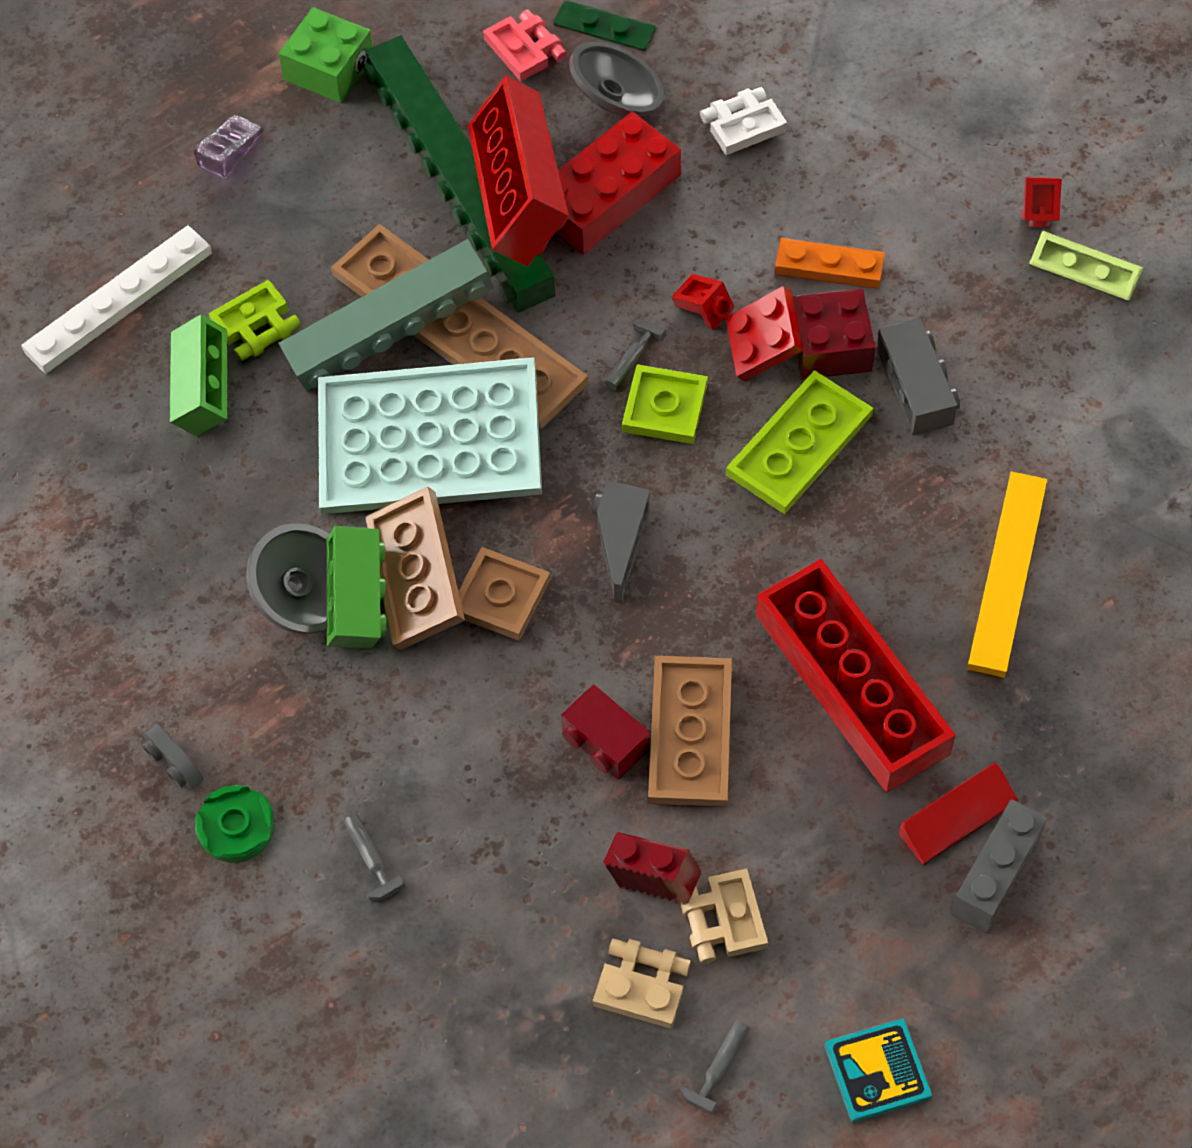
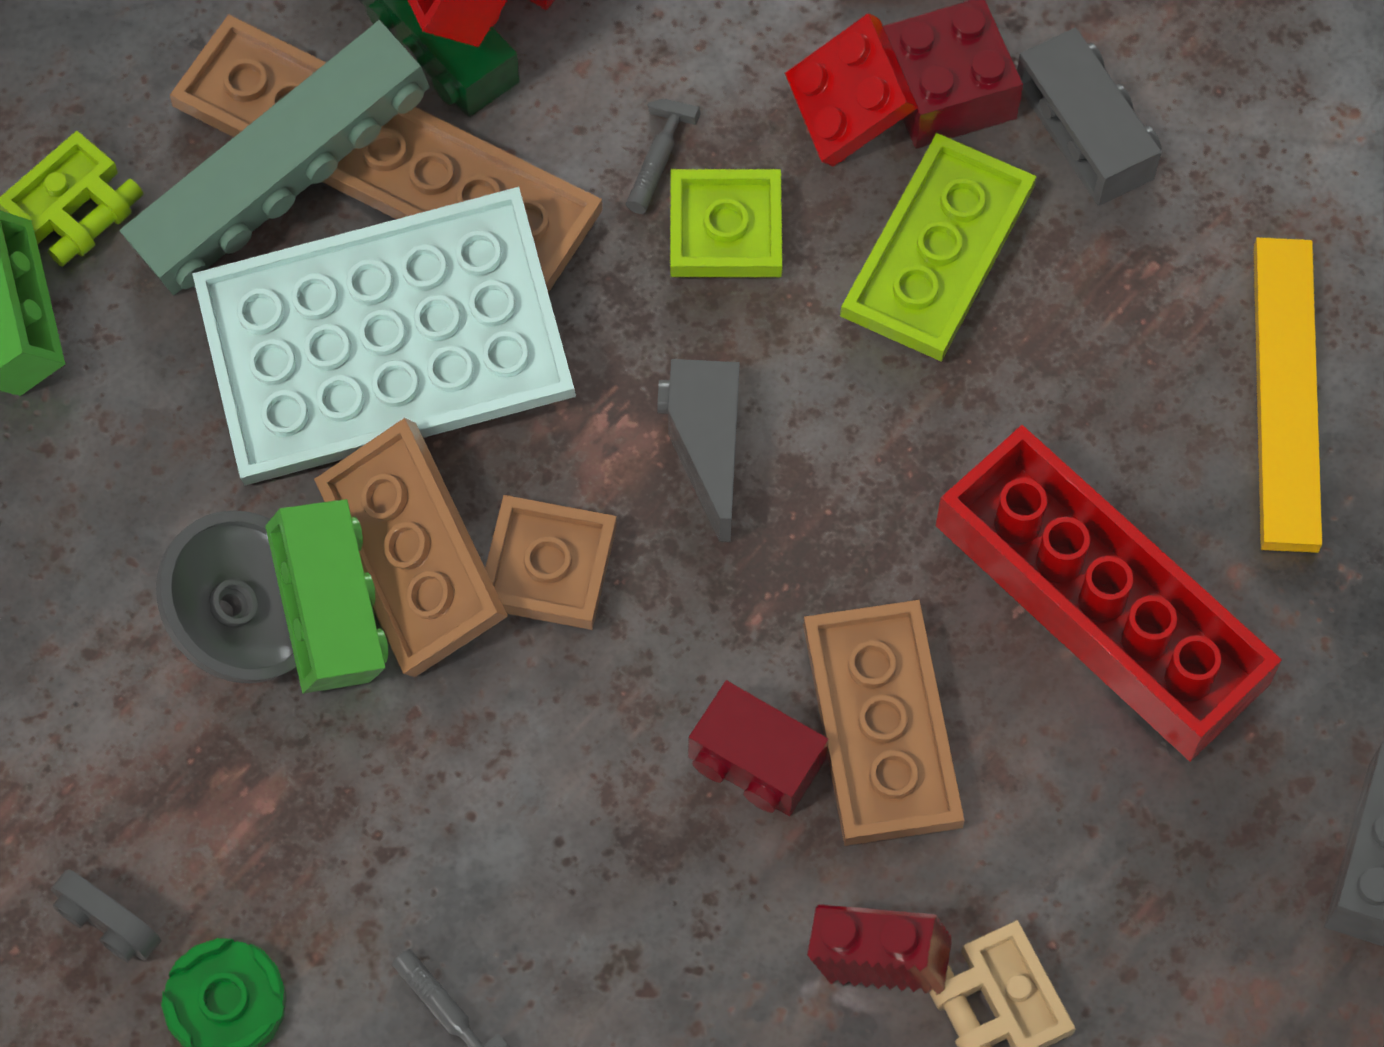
camera: 15 degrees left, 5 degrees up
(704, 297) = (748, 48): red bracket -> none
(957, 813) = (1302, 774): red slope -> none

